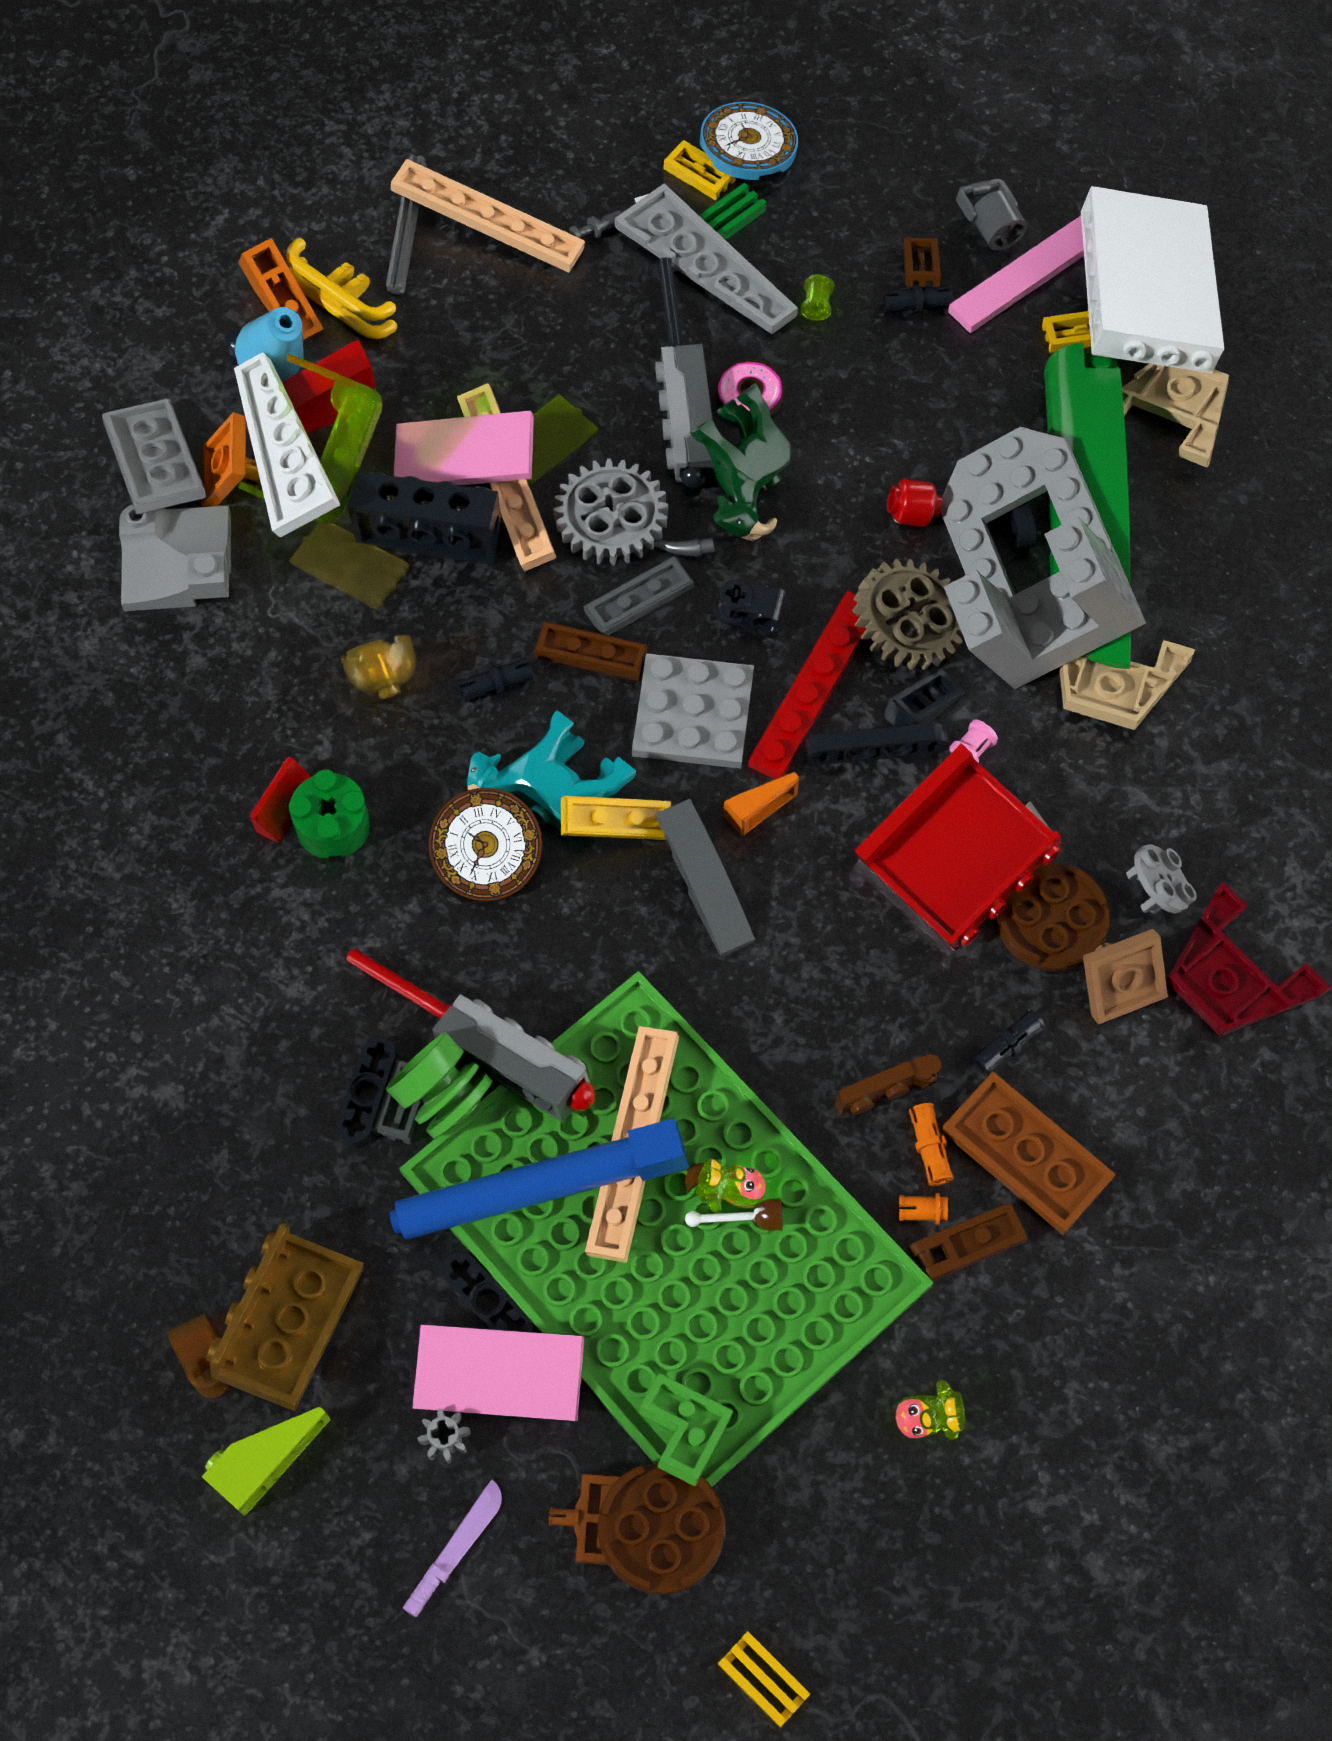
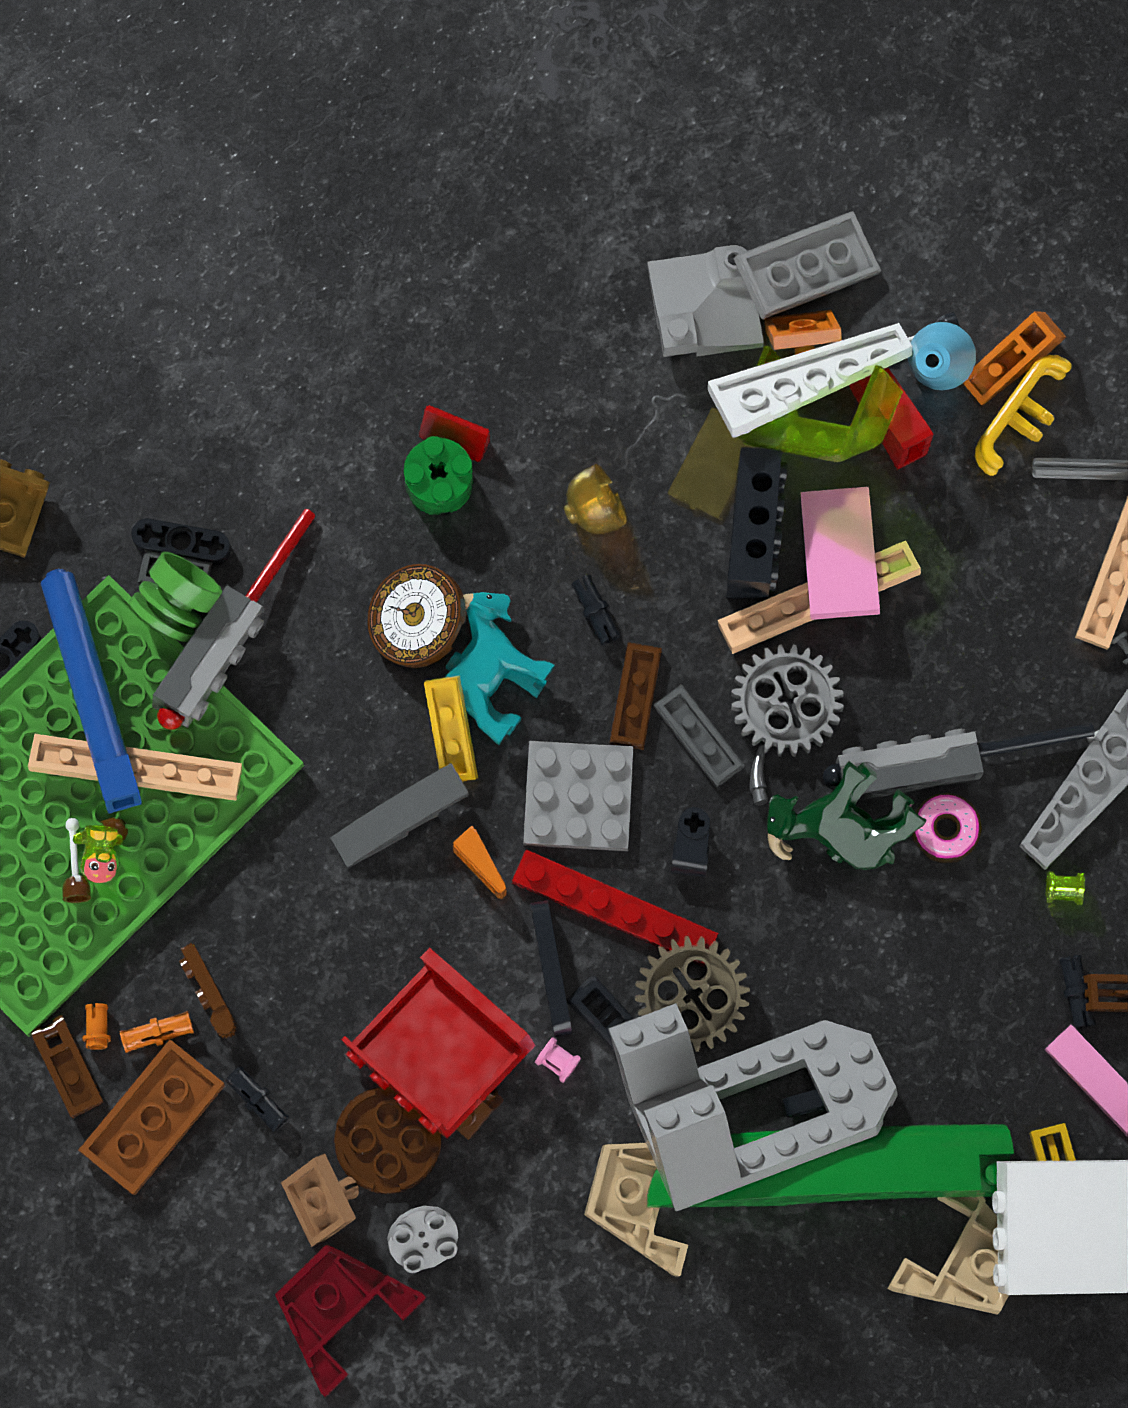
camera: 85 degrees right, 10 degrees up
(556, 434) = (878, 640): clear neon green piece -> none
(914, 502) = (822, 994): red head -> none

